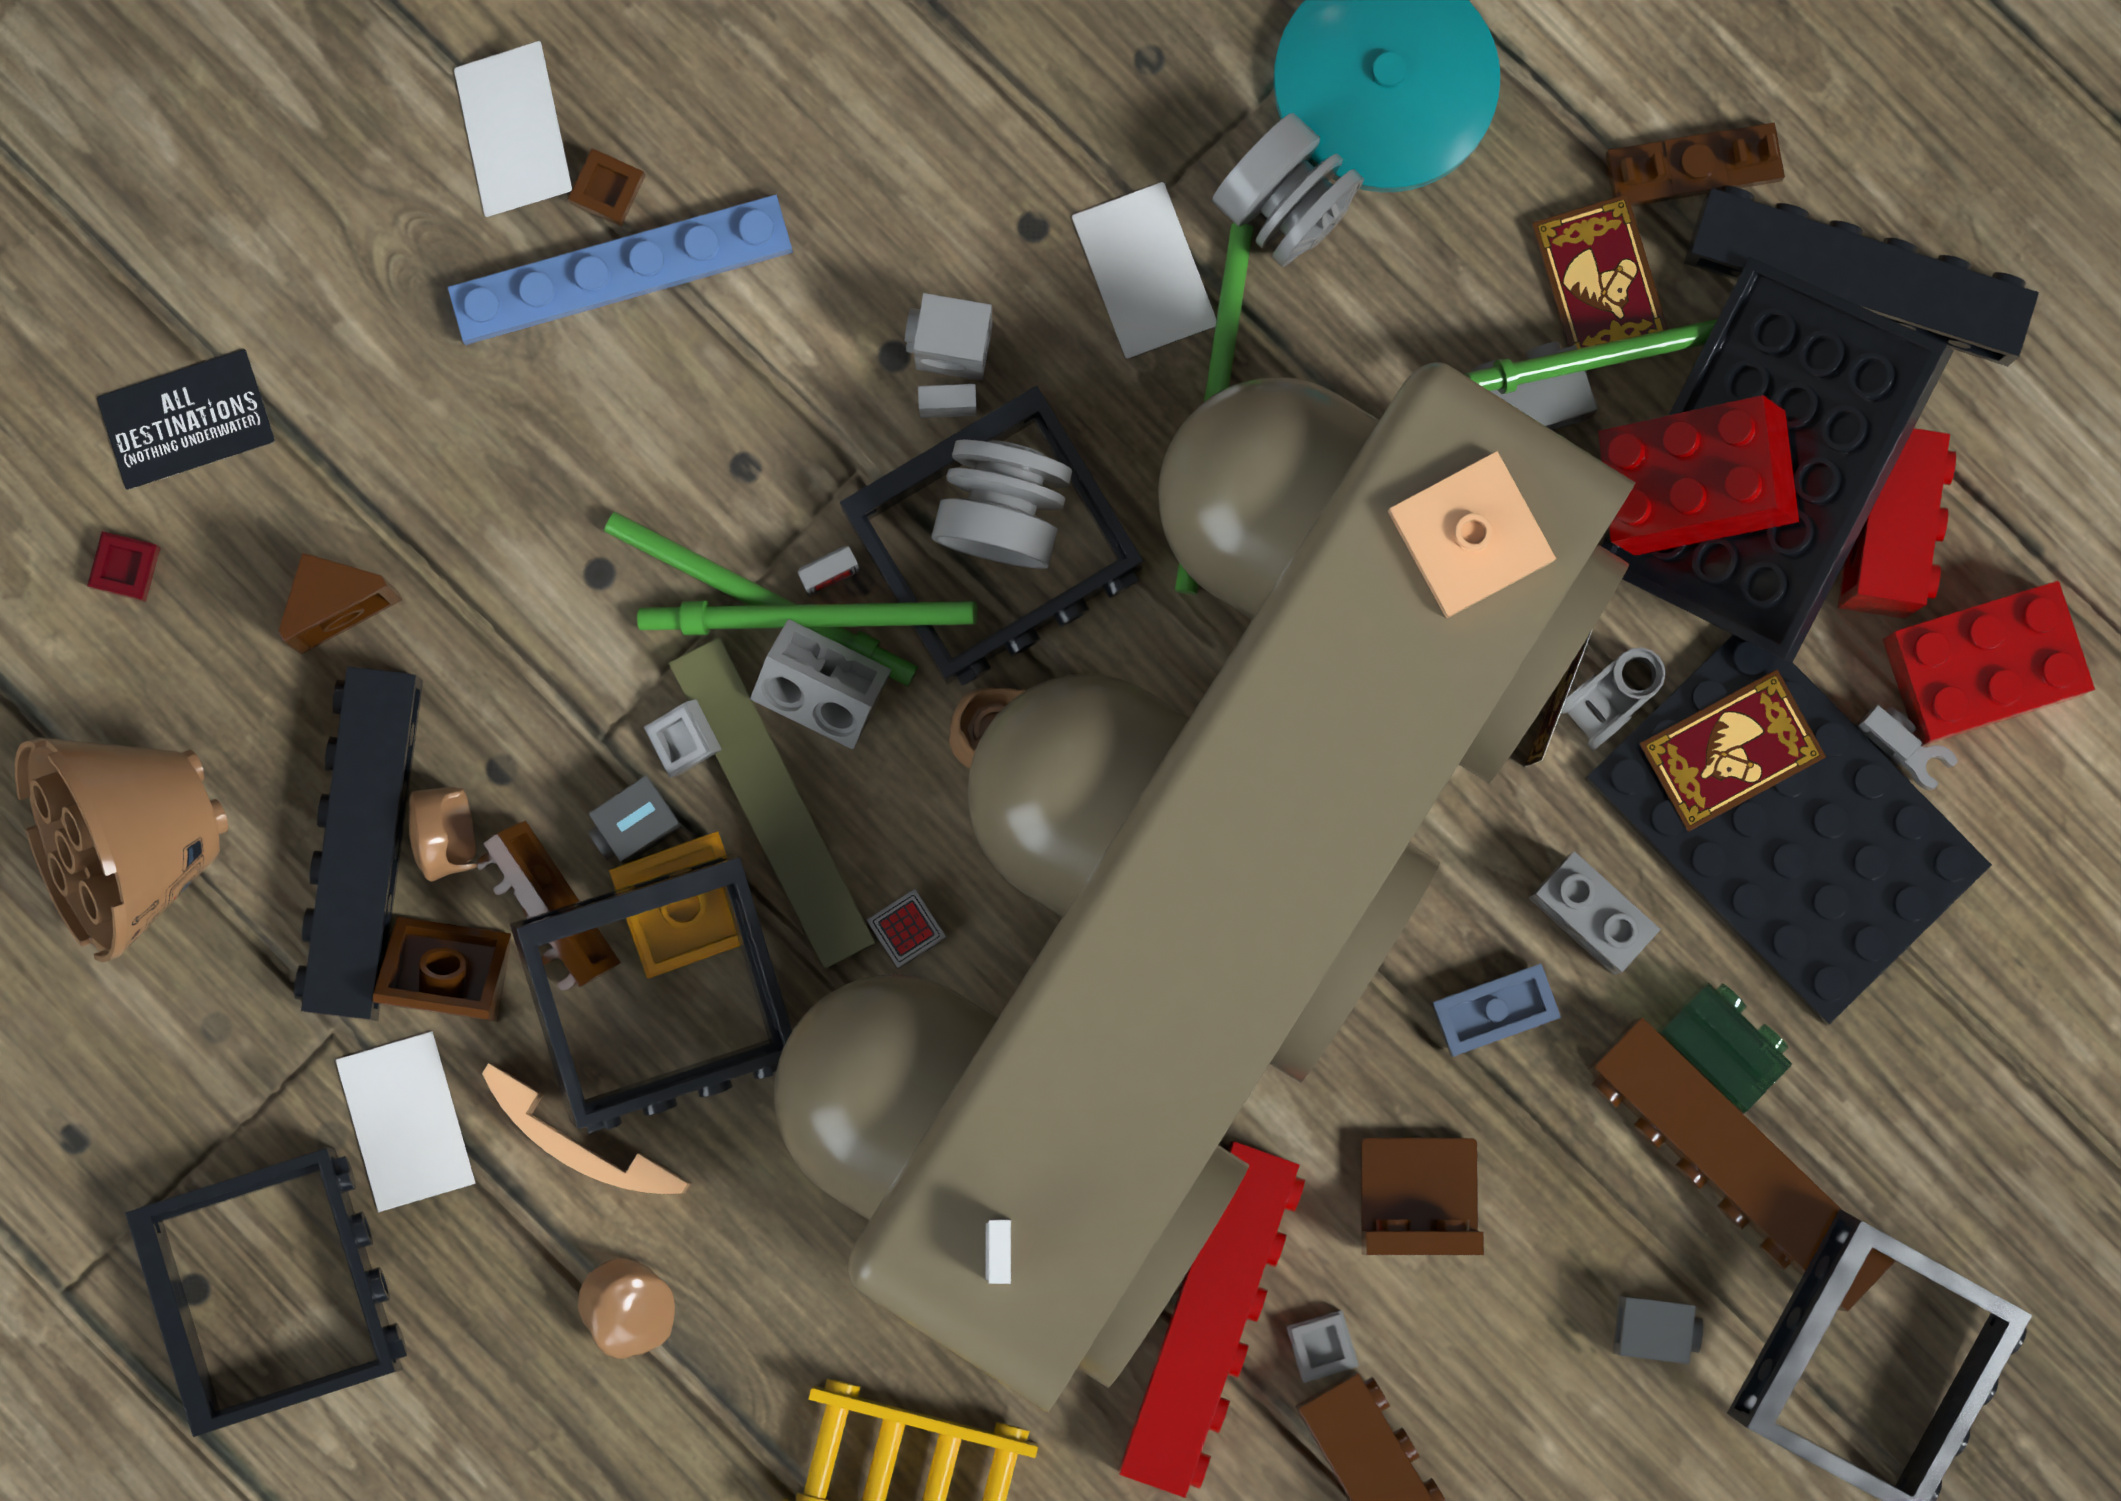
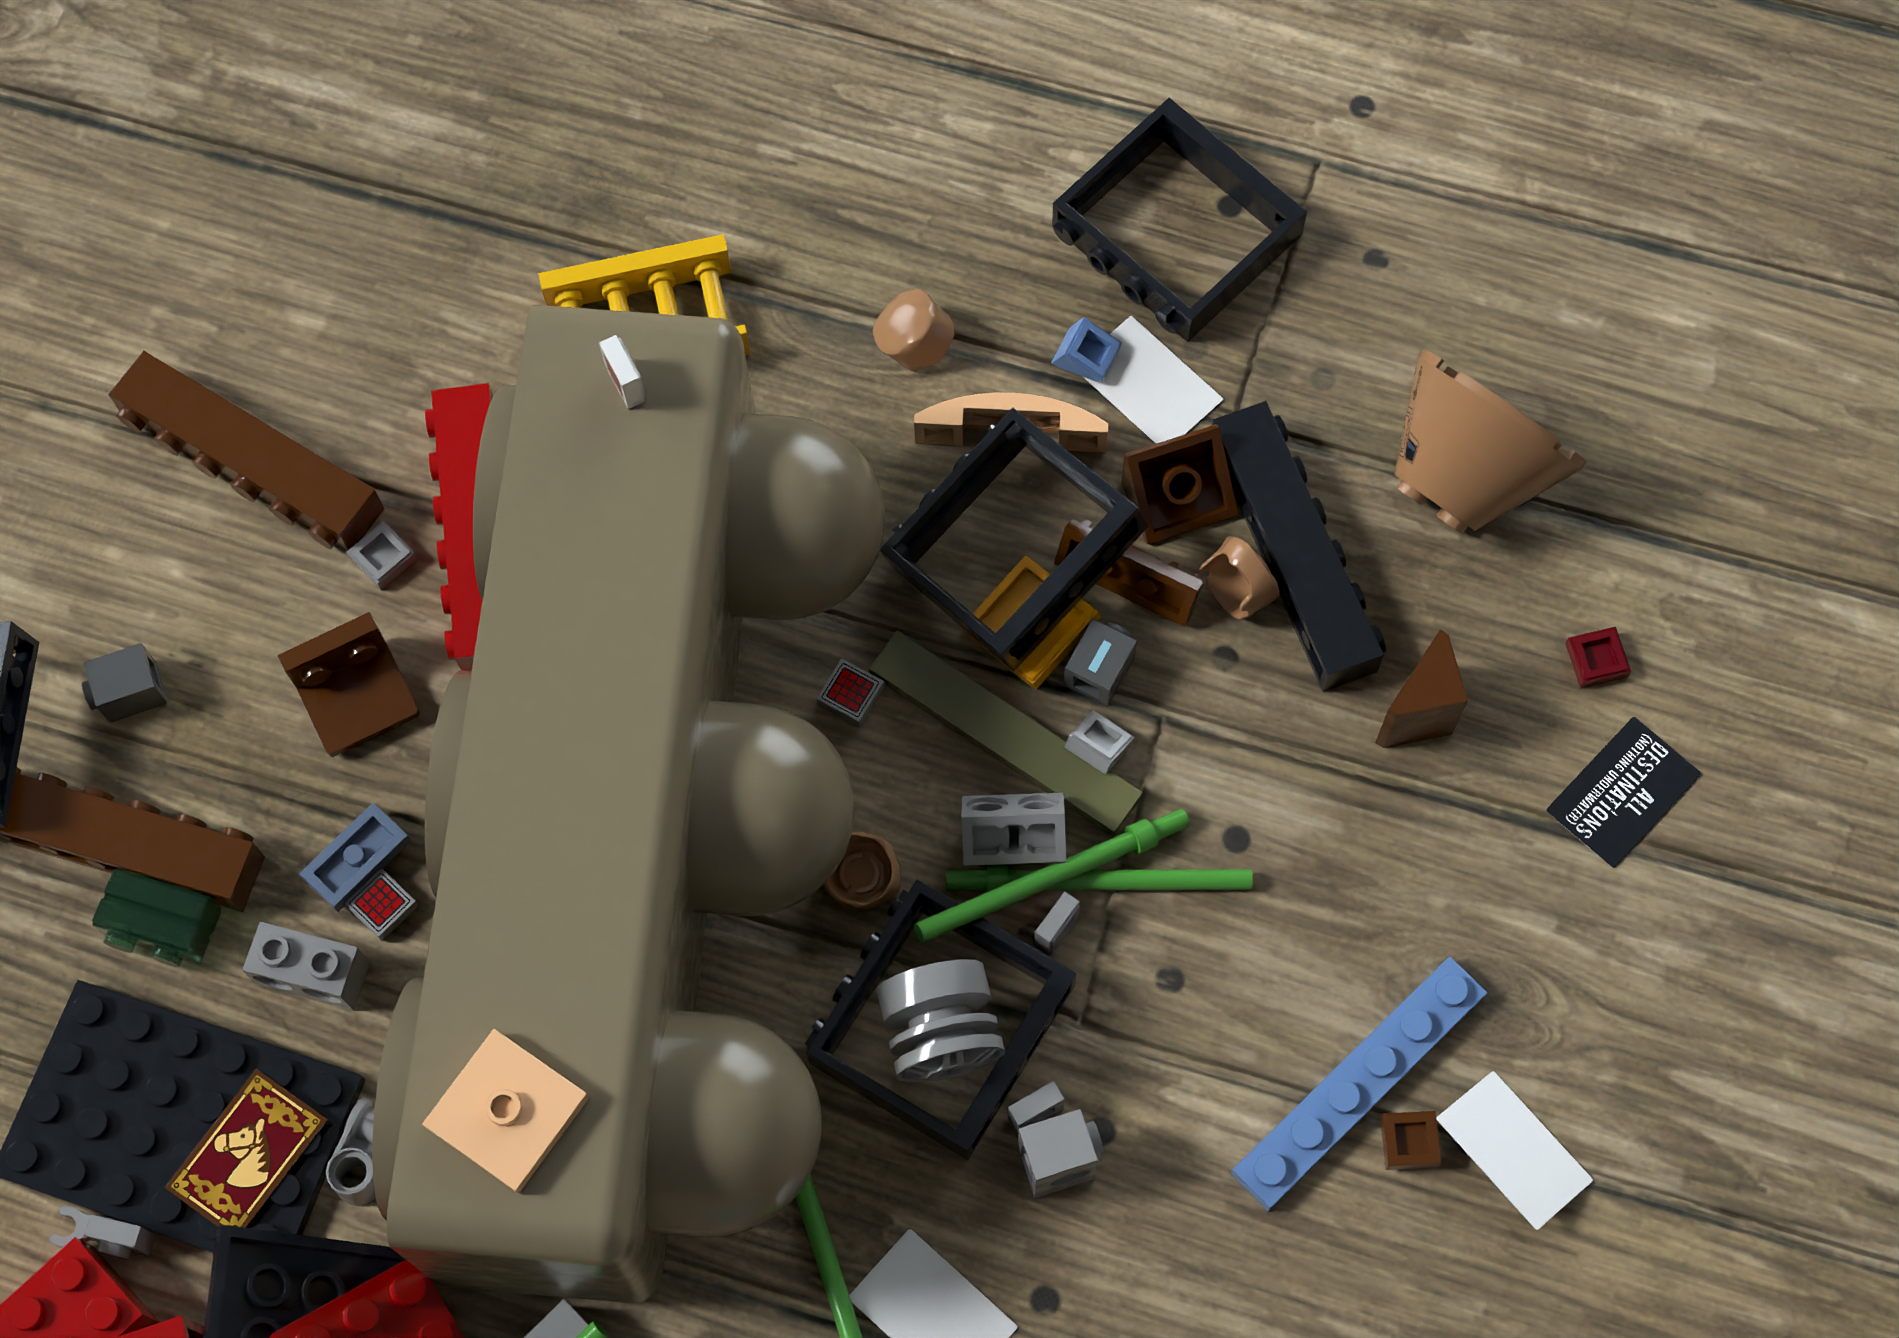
camera: 160 degrees right, 15 degrees down
(452, 1189) = (1087, 350): none -> medium blue slope
(1491, 949) = (381, 904): none -> tile

